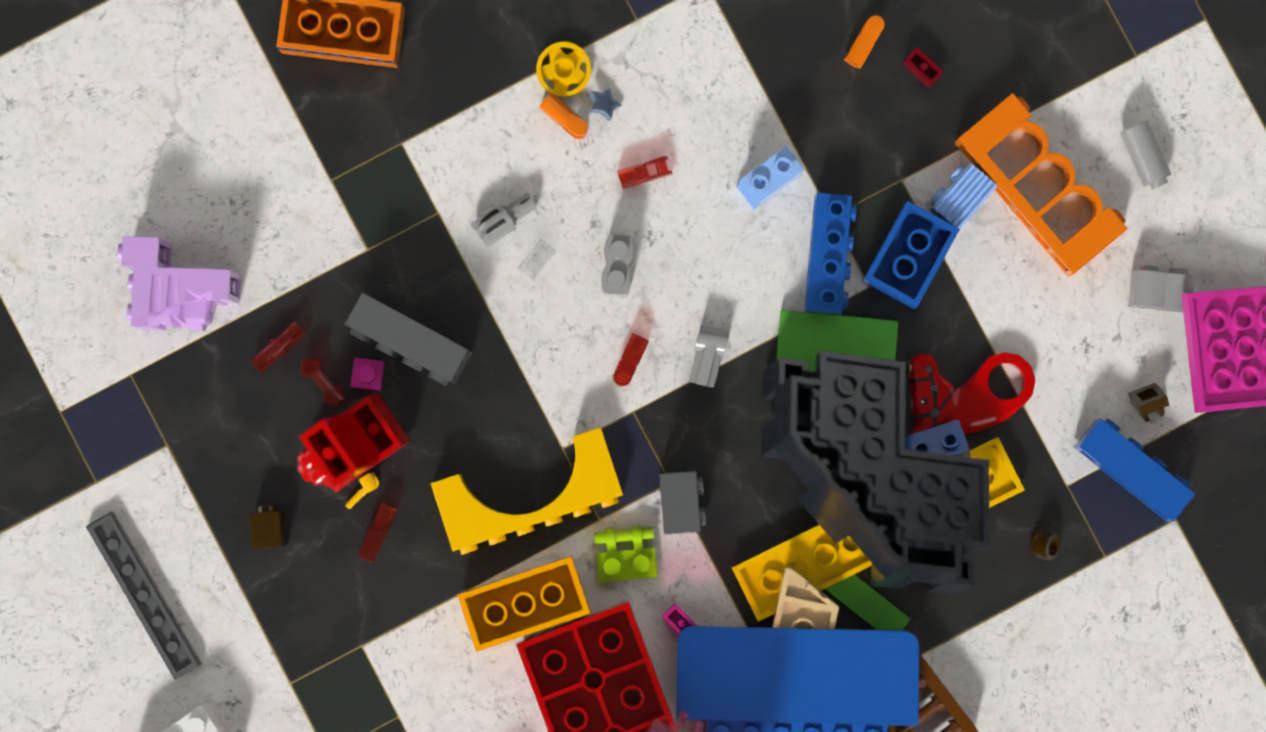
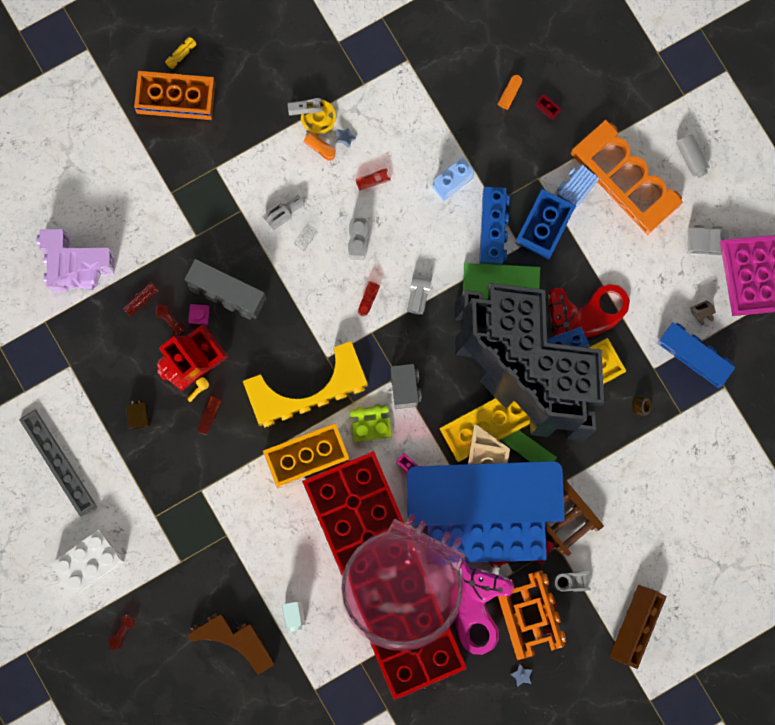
camera: 10 degrees left, 5 degrees down
(537, 54) = (300, 107): none -> light grey bar

